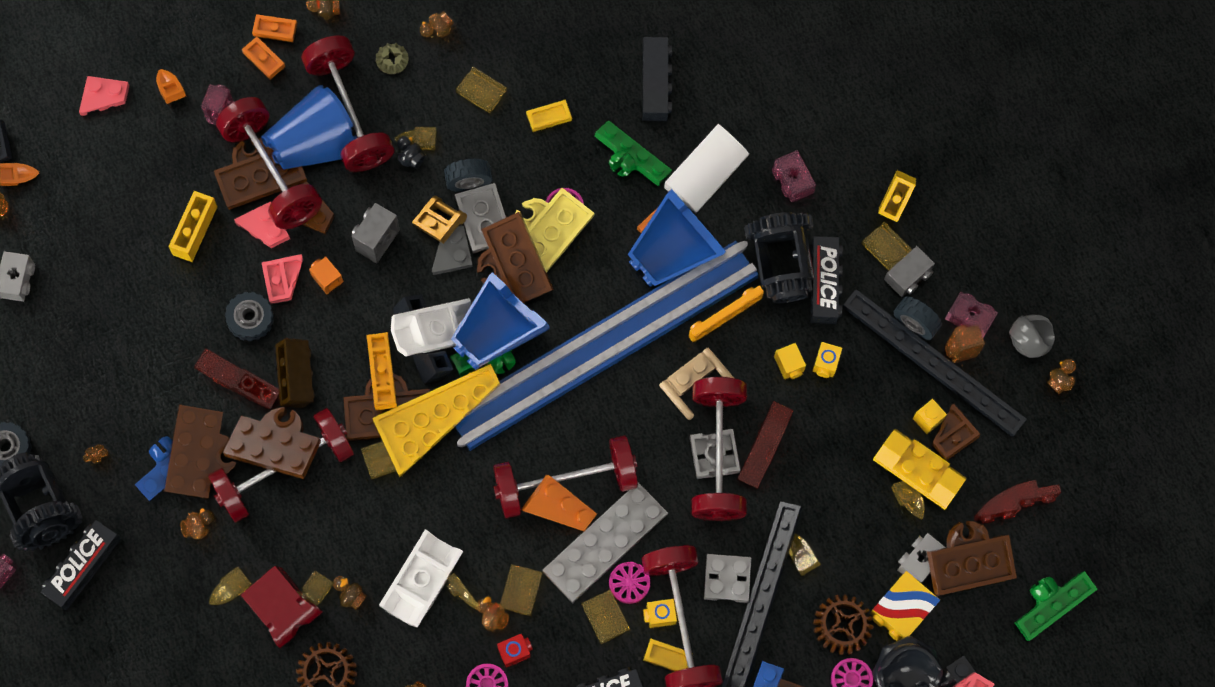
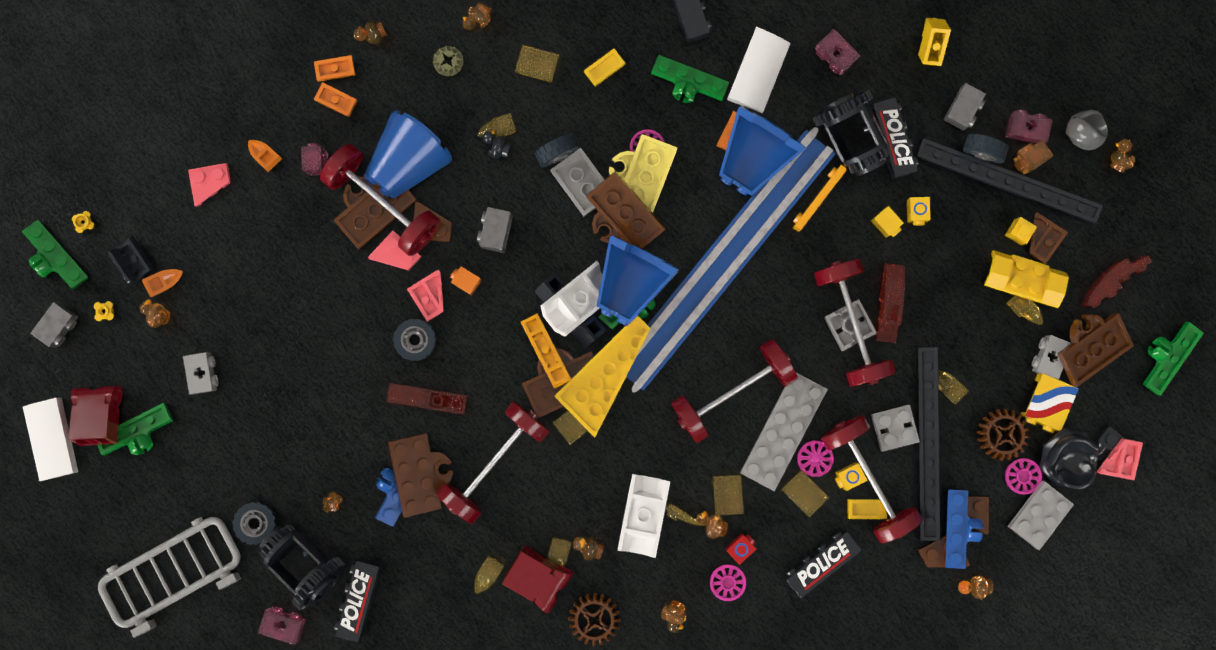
camera: 15 degrees left, 15 degrees up
(193, 226) = (335, 277): yellow brick -> none
(195, 524) = (439, 534): clear orange animal -> none
(273, 443) = (480, 446): reddish brown plate -> none
(294, 373) = (472, 377): dark brown brick -> none
(328, 57) = (393, 82): dark red axle -> none
(435, 224) = (541, 203): pearl gold plate -> none
(453, 254) = (565, 221): dark grey wing -> none
(559, 505) = (736, 416): orange wing -> none
(694, 370) = (807, 260): tan plate -> none
(886, 246) = (937, 89): clear yellow plate -> none

